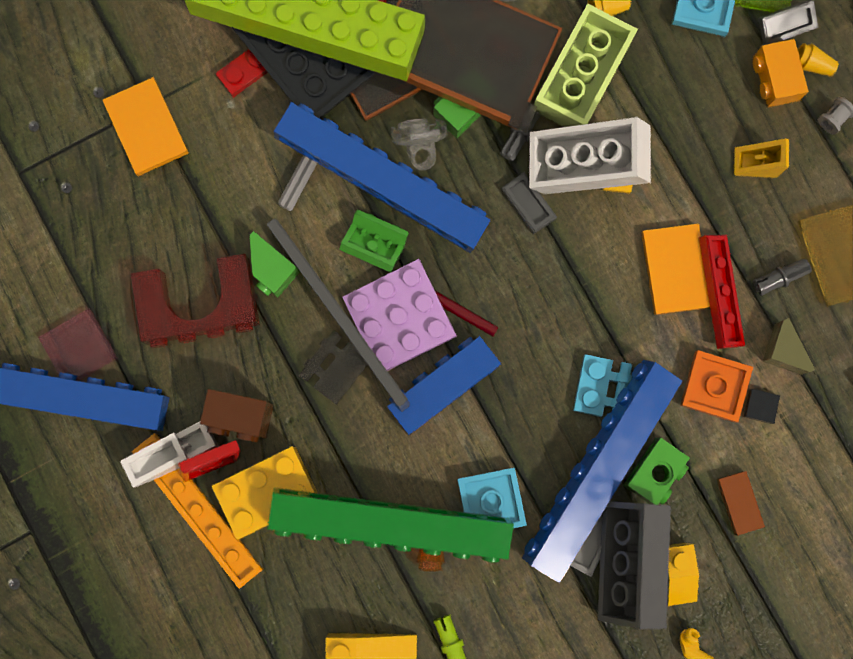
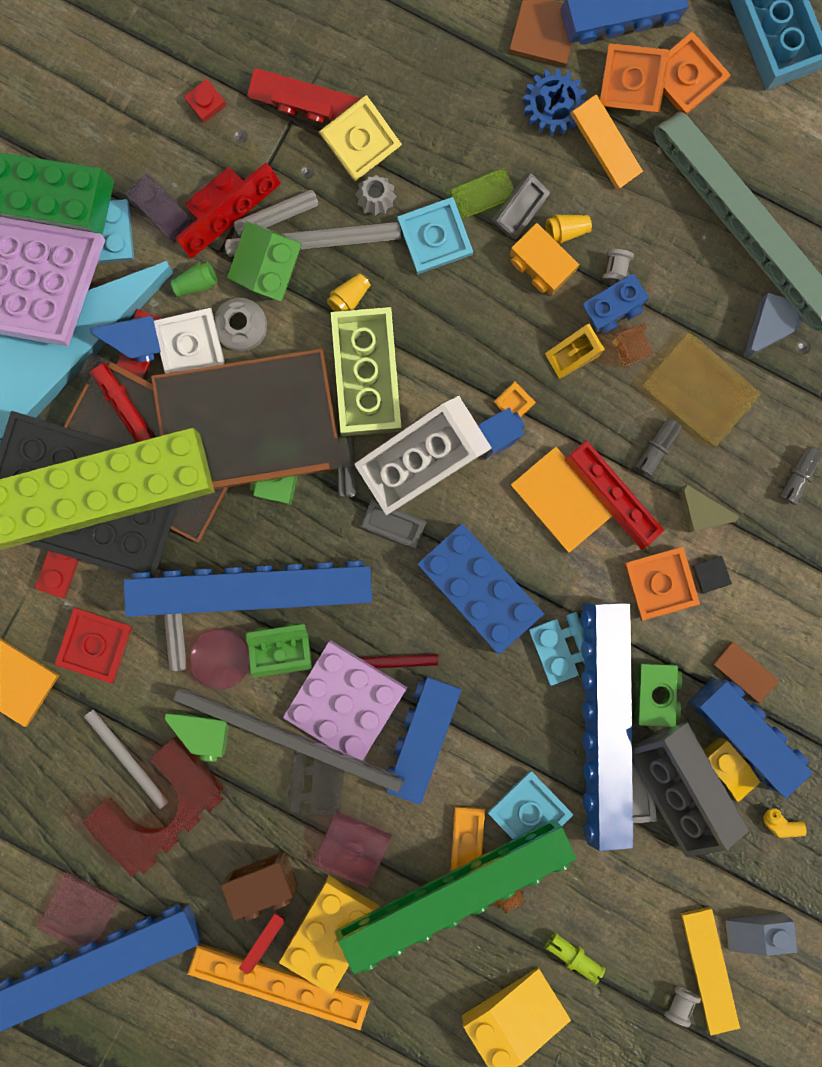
camera: 30 degrees left, 5 degrees up
(166, 453) = (222, 960): white slope -> none
(197, 251) = (126, 759): none -> light grey bar
(231, 145) = (93, 645): none -> red plate
(322, 219) = (220, 659): none -> clear pink dish
(328, 437) = (352, 849): none -> clear pink tile
(419, 135) = (255, 528): clear tile -> none
(429, 486) = (467, 835): none -> light orange tile
(566, 295) = (480, 589): none -> blue brick
(667, 181) = (502, 431): none -> blue brick
(686, 170) = (514, 398): none -> light orange tile
(721, 570) = (756, 741): none -> blue brick
(810, 183) = (632, 345): none -> clear orange panel
(818, 142) = (615, 303): none -> blue bracket

